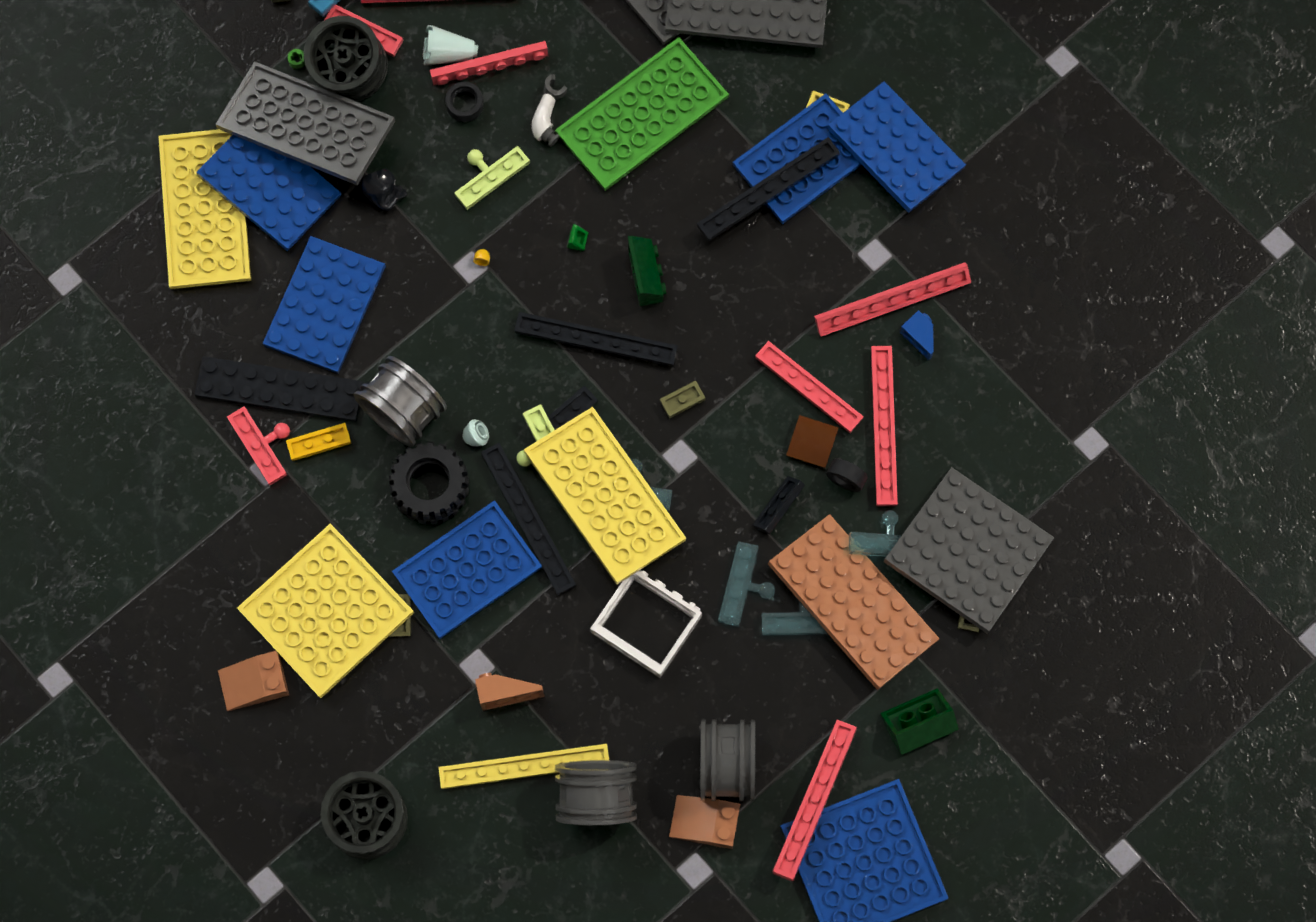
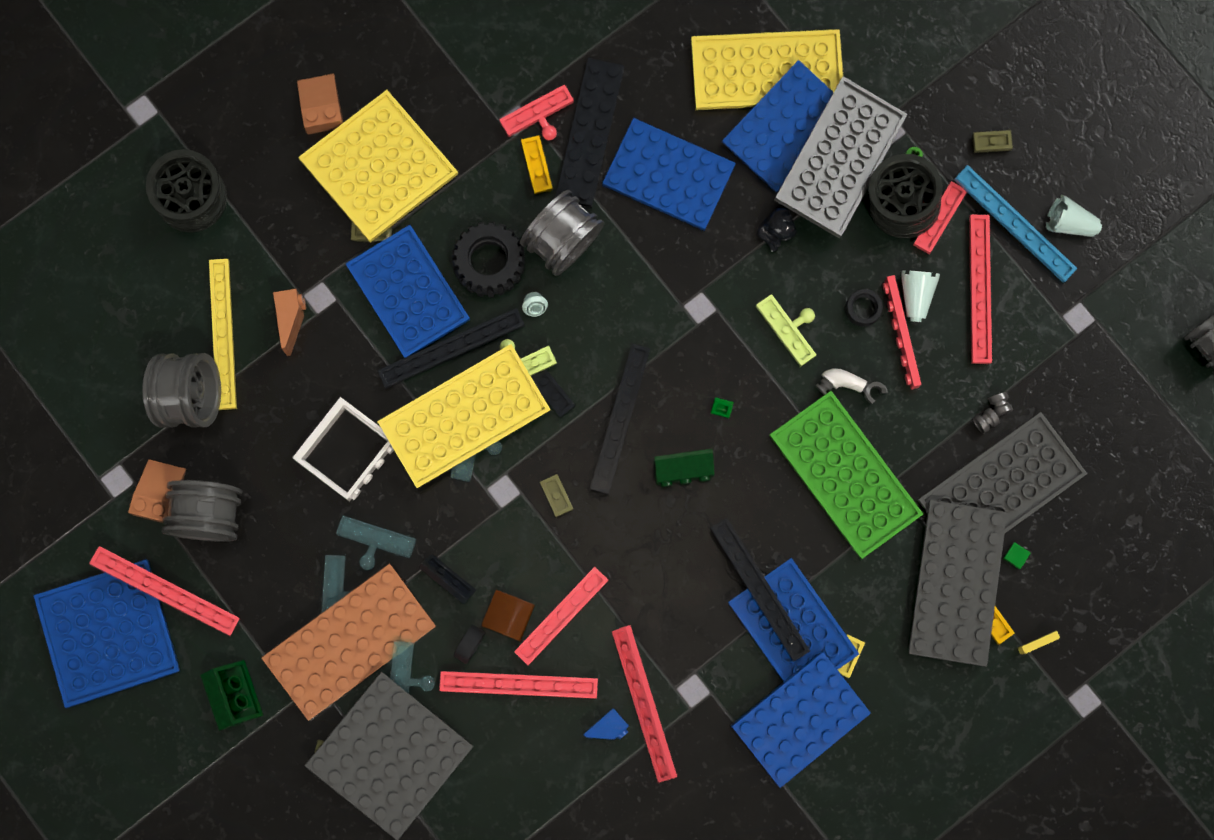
camera: 90 degrees right, 5 degrees up
(481, 257) = (707, 317): yellow hinge -> none

